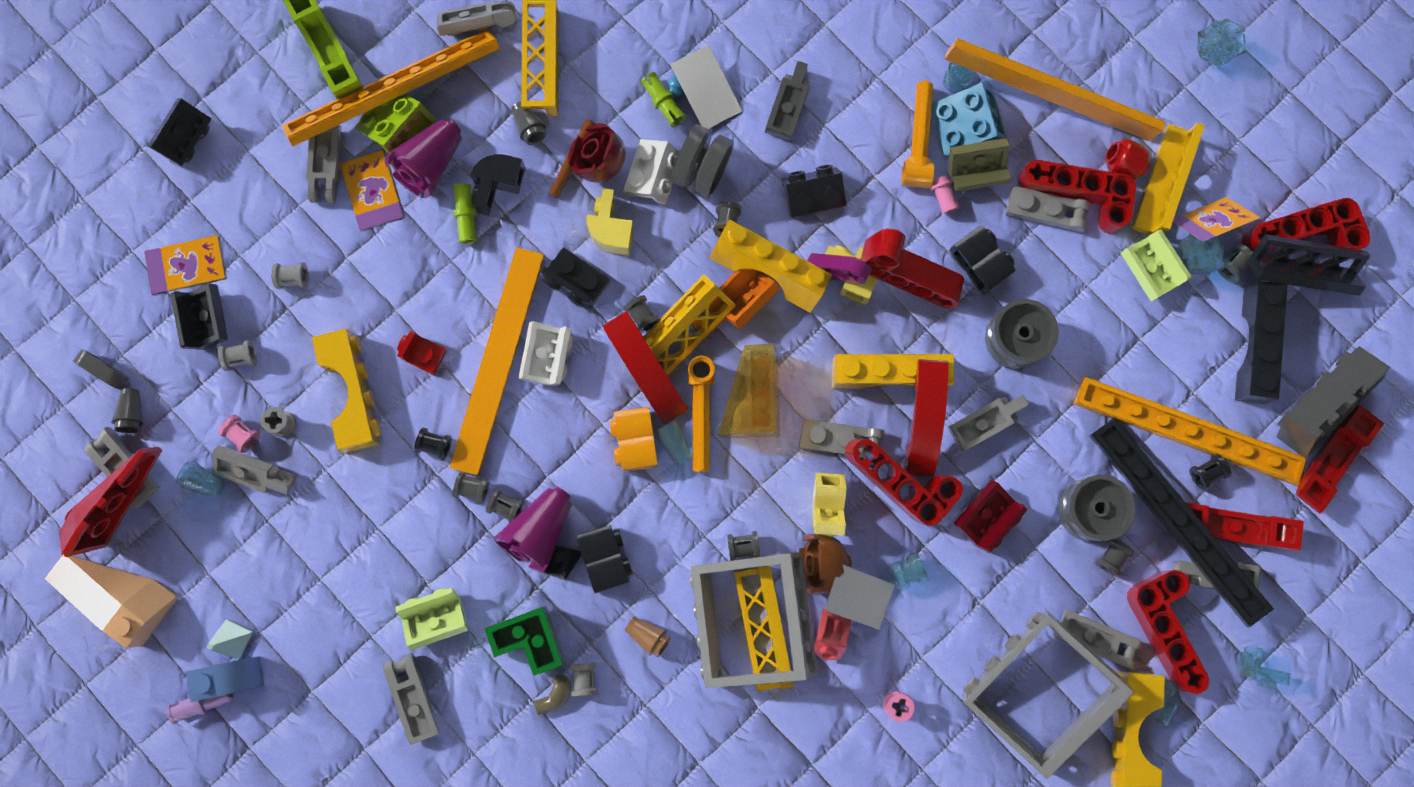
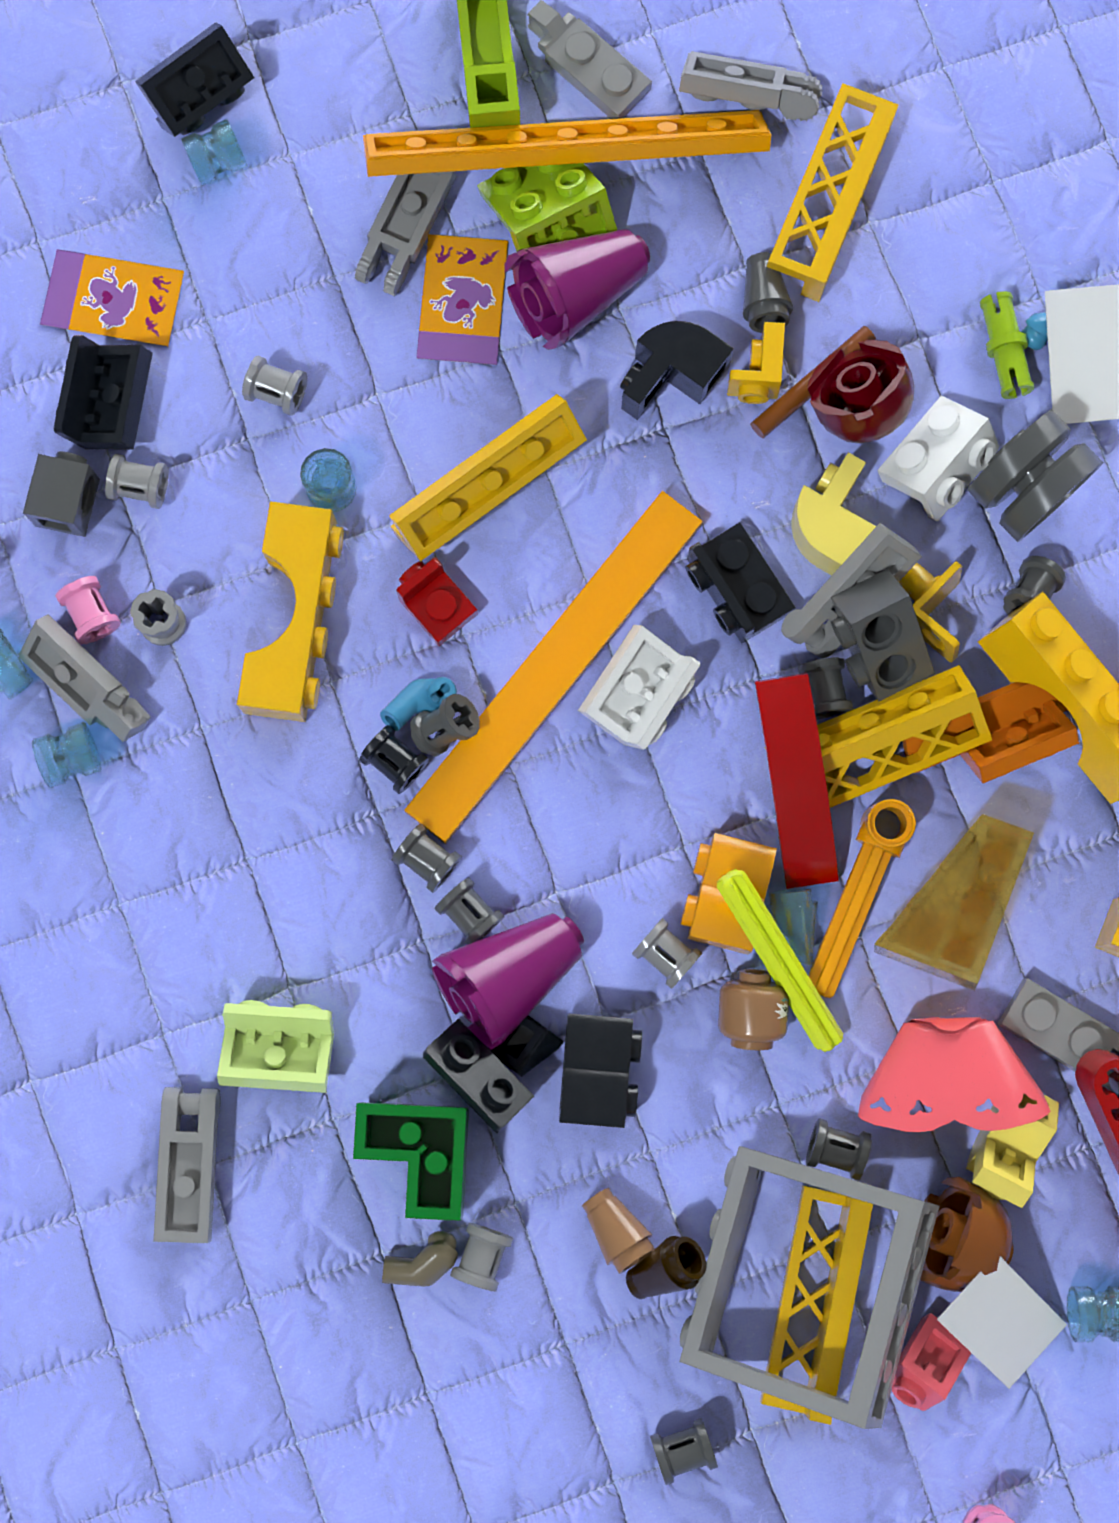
camera: 25 degrees right, 0 degrees up
(199, 378) = (61, 493): none -> dark grey brick
(206, 166) = (214, 152): none -> clear light blue wheel
(259, 514) = (66, 755): none -> clear light blue wheel
(334, 308) = (324, 469): none -> clear light blue wheel
(386, 39) = (588, 61): none -> light grey hinge
(421, 278) = (487, 478): none -> yellow fence
(433, 406) = (417, 697): none -> dark azure arm
(455, 416) = (447, 728): none -> dark grey bush
(464, 213) = (602, 397): lime pin -> none
(542, 588) = (477, 1075): none -> black bracket
(544, 166) = (767, 363): none -> yellow bracket
(615, 483) = (660, 960): none -> light grey bush
(633, 259) = (878, 552): none -> light grey plate
(662, 279) = (882, 635): none -> dark grey brick
(671, 494) = (753, 1010): none -> medium nougat head
(673, 462) = (779, 959): none -> neon yellow axle
(674, 244) = (927, 595): none -> yellow bracket
(680, 643) = (668, 1268): none -> dark brown cone
(726, 733) = (683, 1451): none -> dark grey bush
(782, 482) = (952, 1070): none -> coral piece

